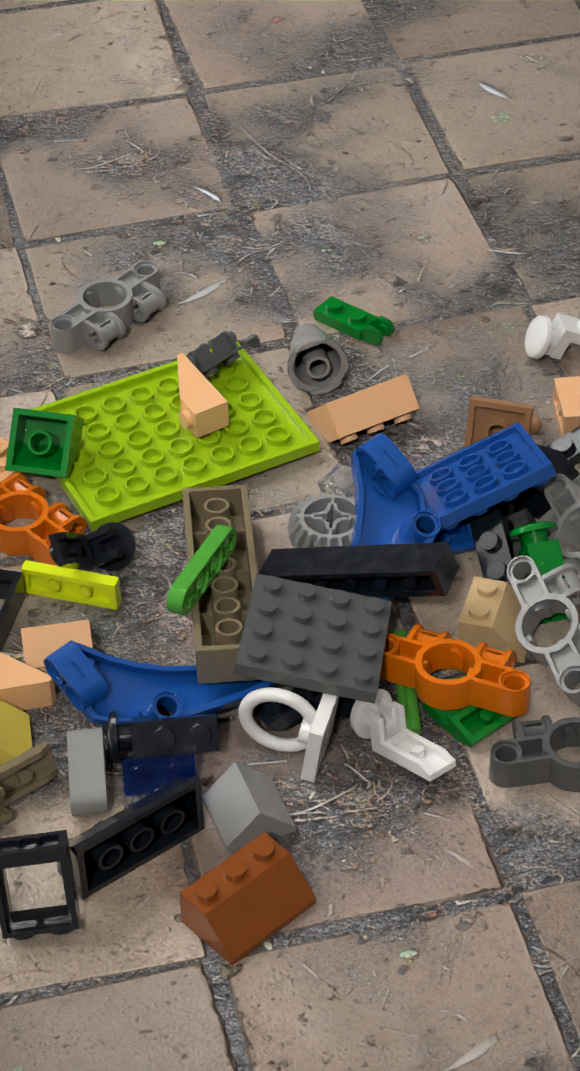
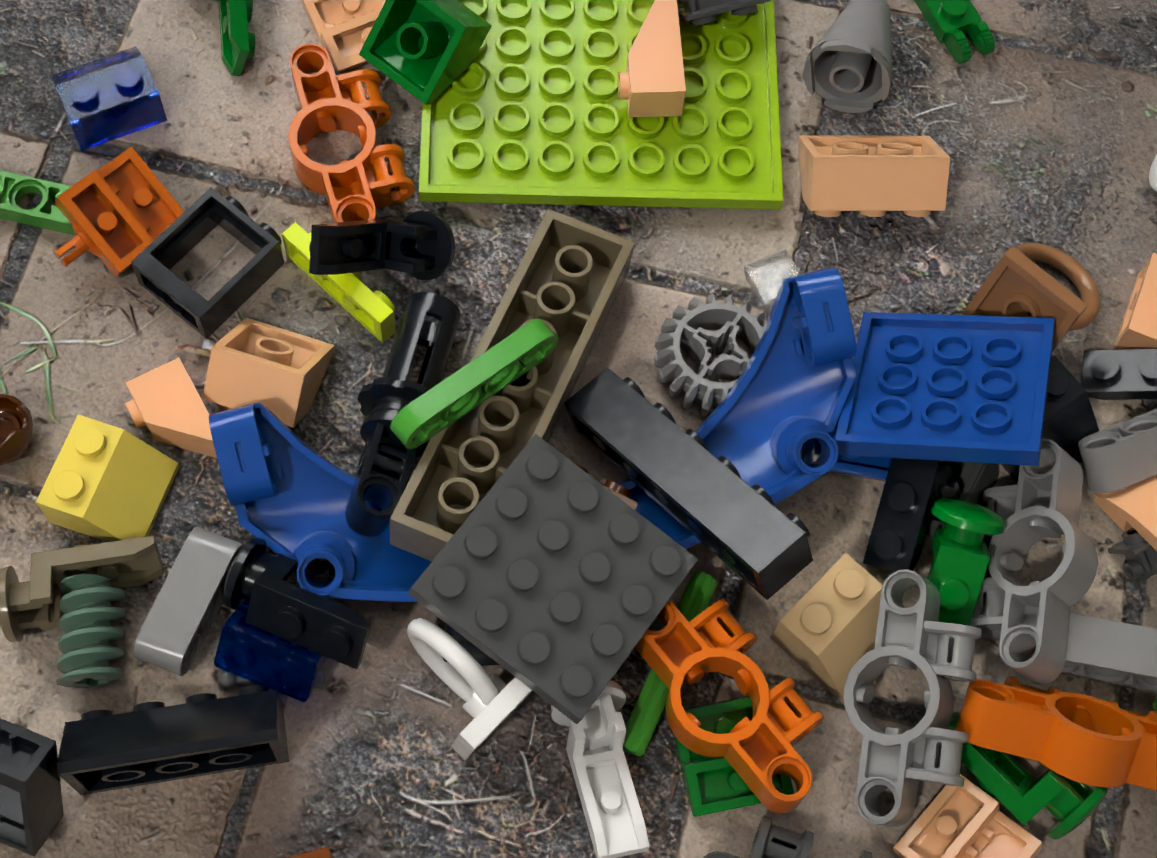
camera: 20 degrees right, 25 degrees up
(34, 803) = (89, 631): none -> sand green piece
(156, 627) = (385, 461): none -> black piece
(245, 806) = (354, 767): light grey slope -> none

